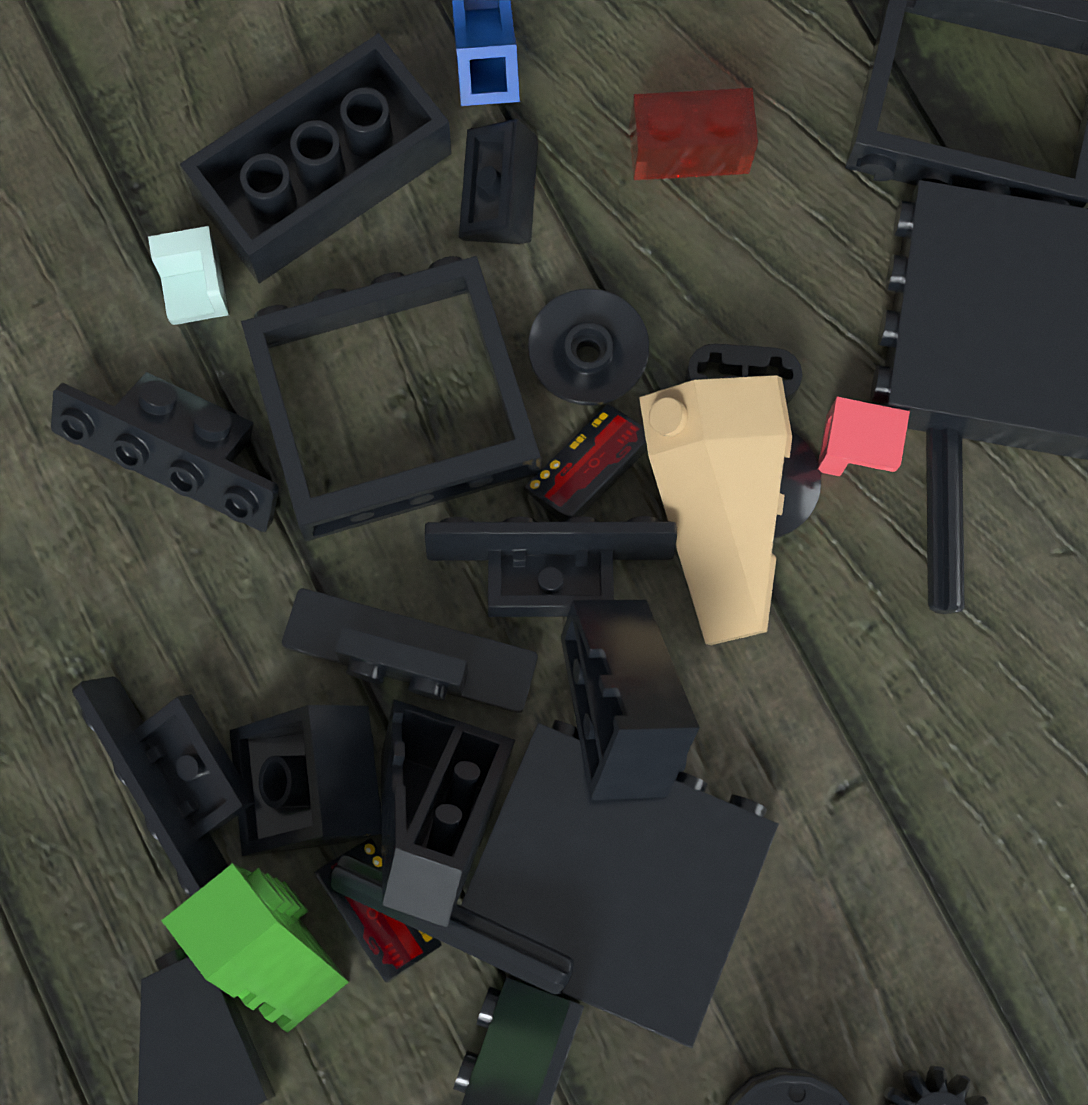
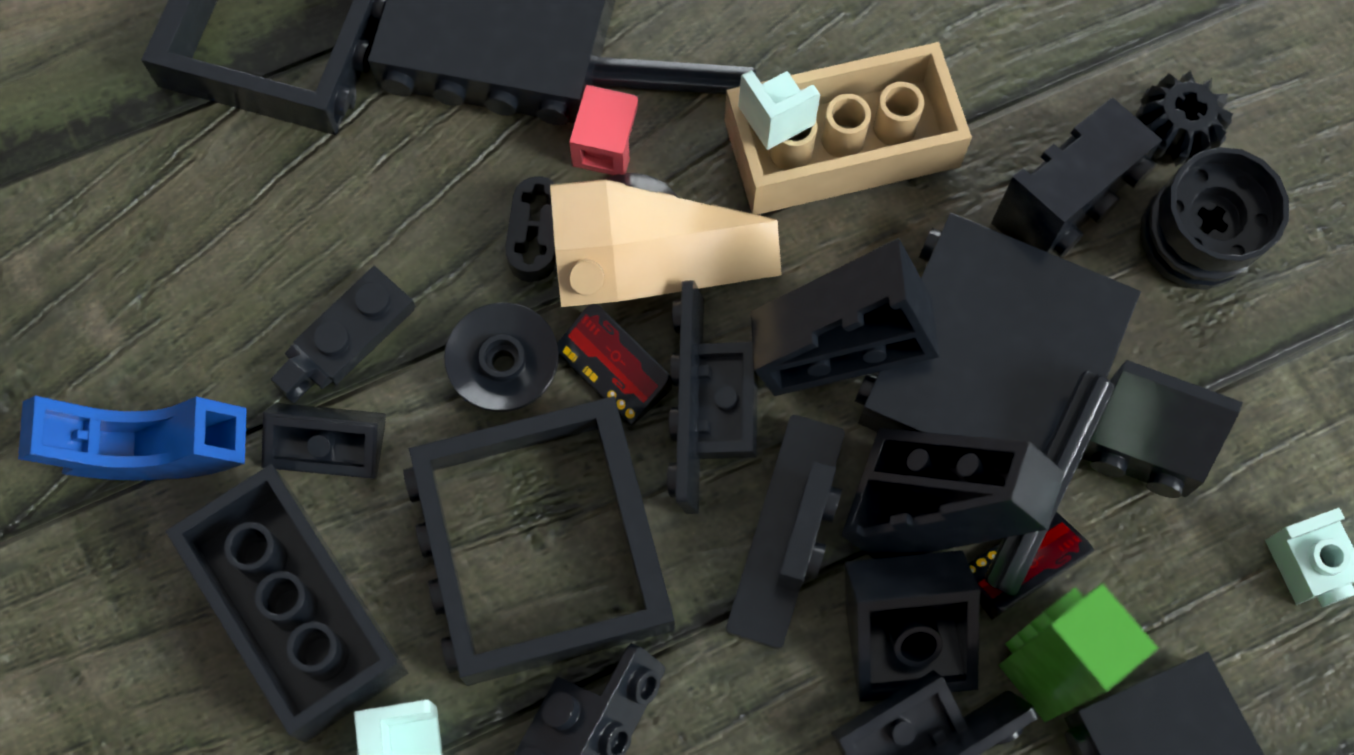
camera: 85 degrees left, 5 degrees down
(611, 193) = (343, 335): none -> black hinge
(693, 133) = (295, 253): clear red brick -> none
(839, 987) = (1077, 180): none -> black wedge
(881, 610) = (777, 107): none -> light aqua panel
(882, 705) = (872, 128): none -> tan brick

